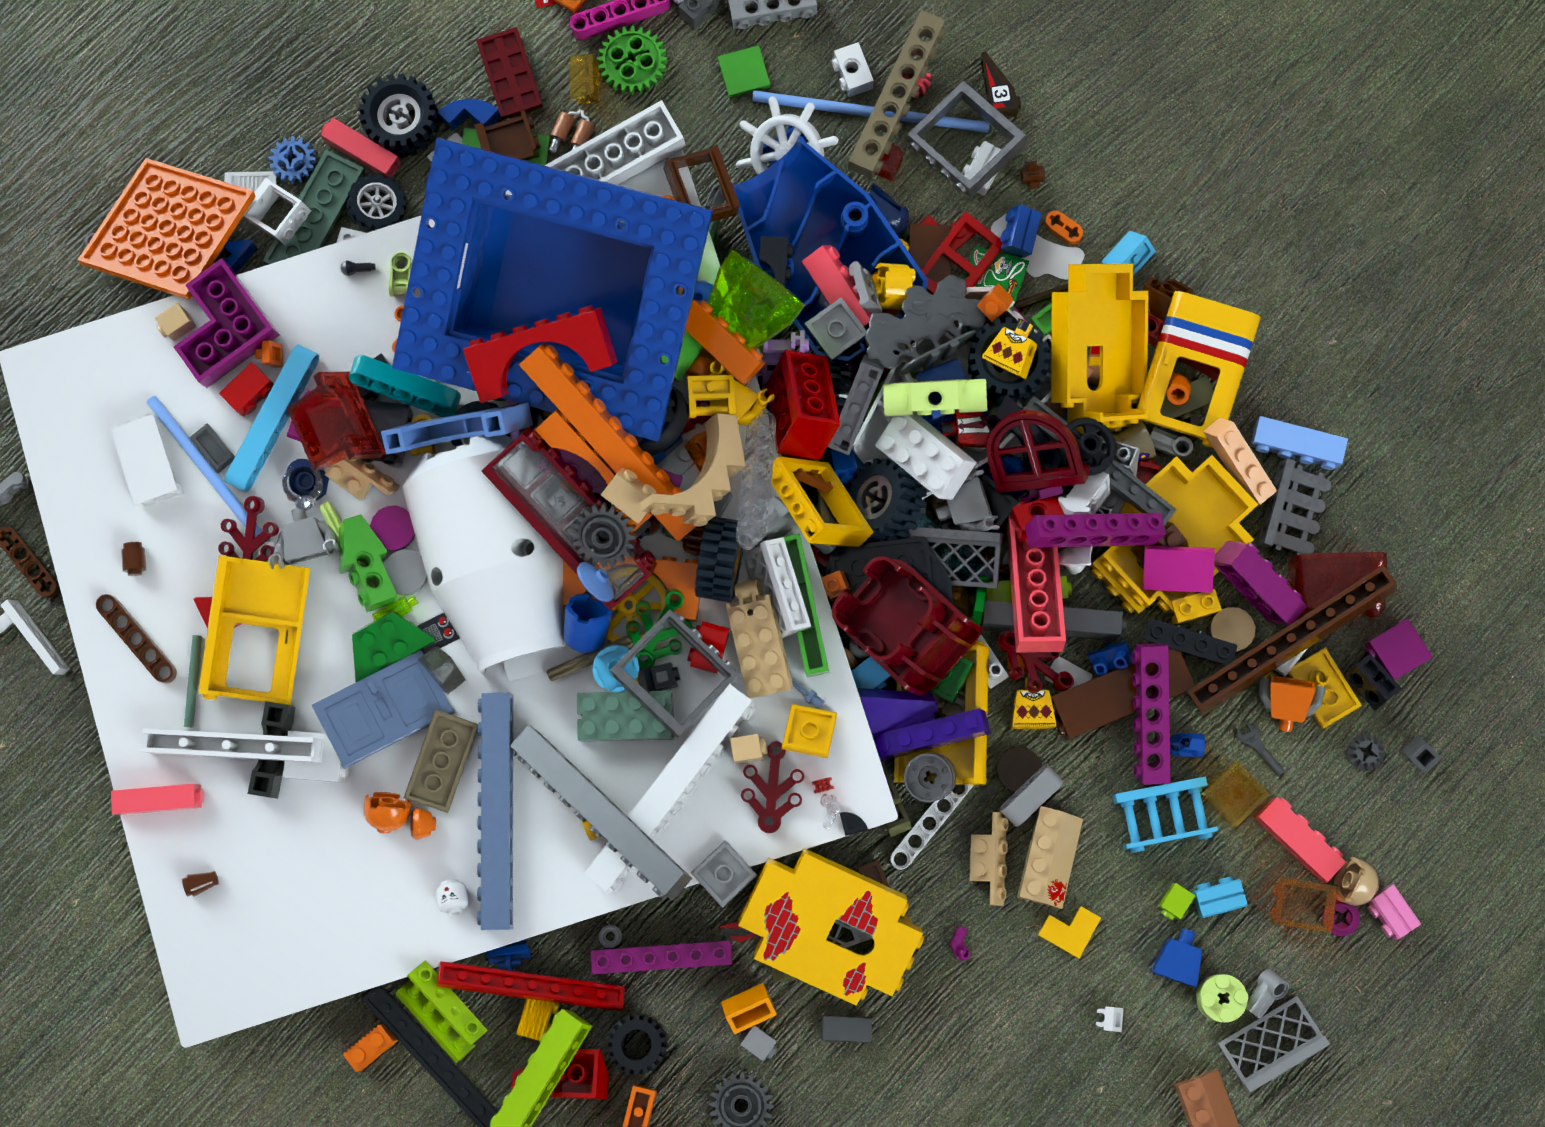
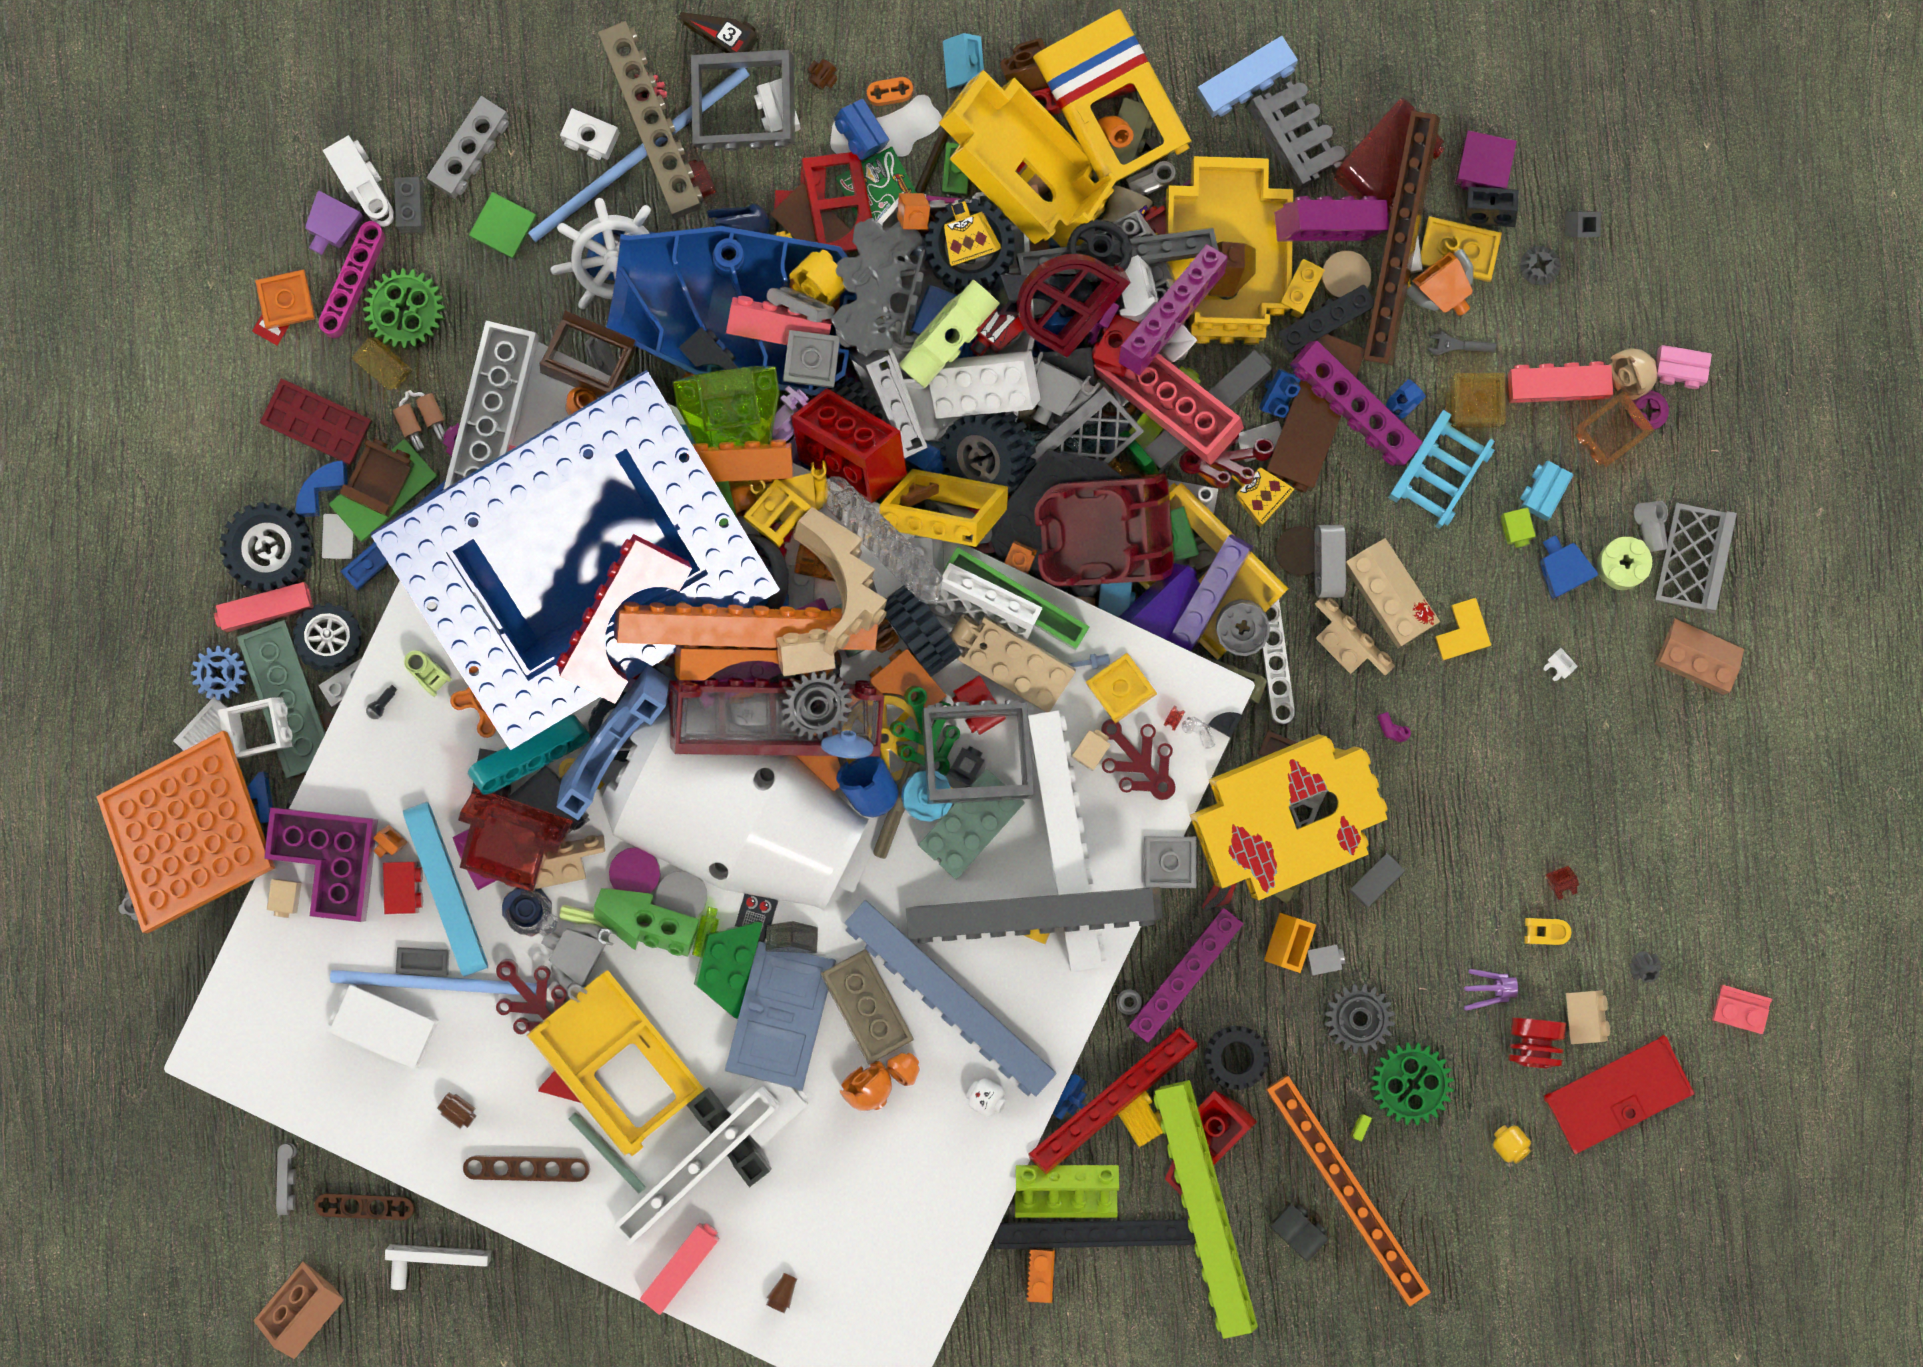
camera: 50 degrees left, 5 degrees up
(1178, 569) = (1261, 272): dark pink tile -> none
(1239, 459) = (1219, 138): light nougat brick -> none

